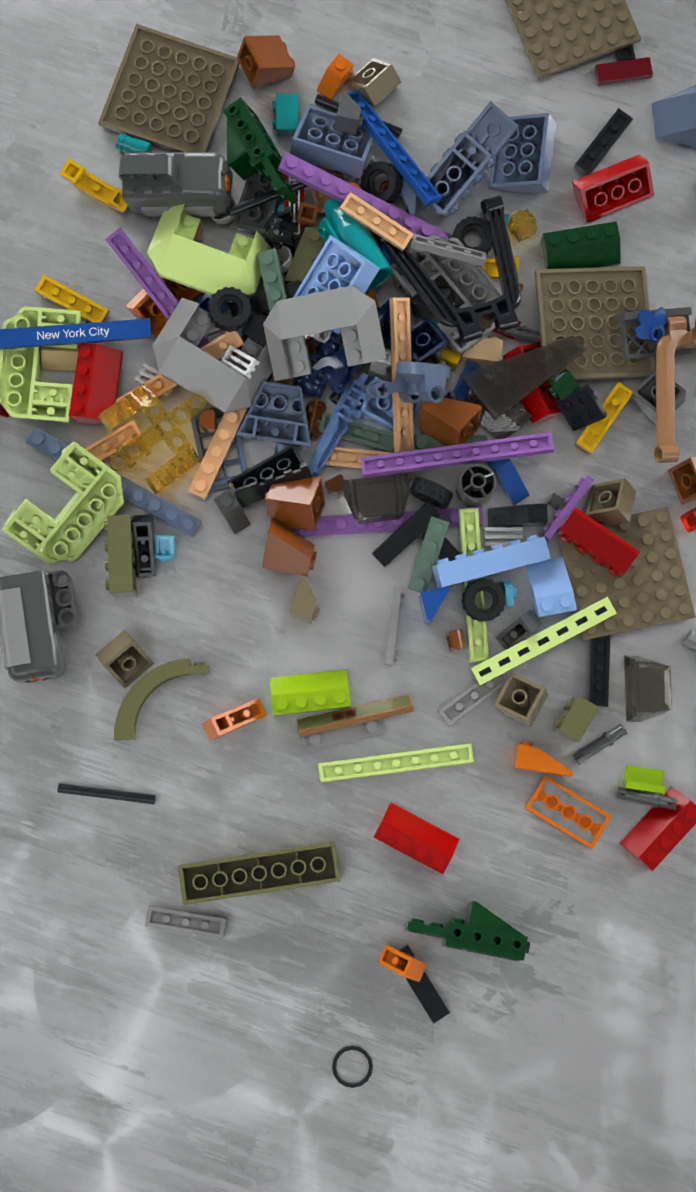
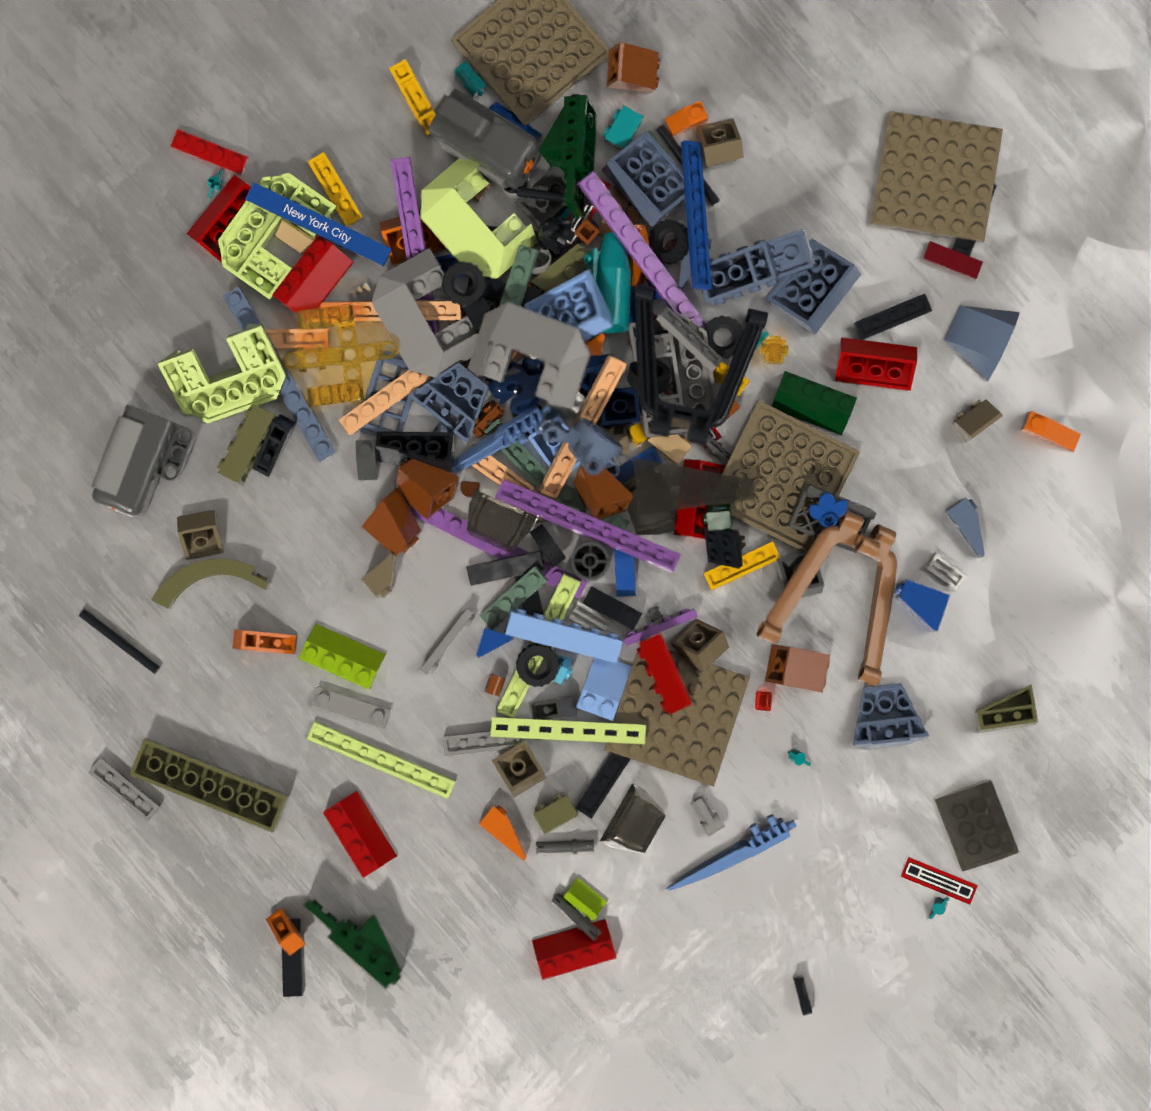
camera: 35 degrees right, 5 degrees up
(164, 547) = (290, 457): medium azure plate -> none
(208, 421) = (391, 368): dark orange brick -> none
(250, 367) = (452, 346): white tile -> none
(348, 115) = (674, 163): dark grey slope -> none
(355, 715) = (369, 699): tile -> none
(369, 1070) = (211, 992): black piece -> none
(376, 221) = (638, 278): light nougat plate -> none
(568, 812) = (502, 888): piece -> none

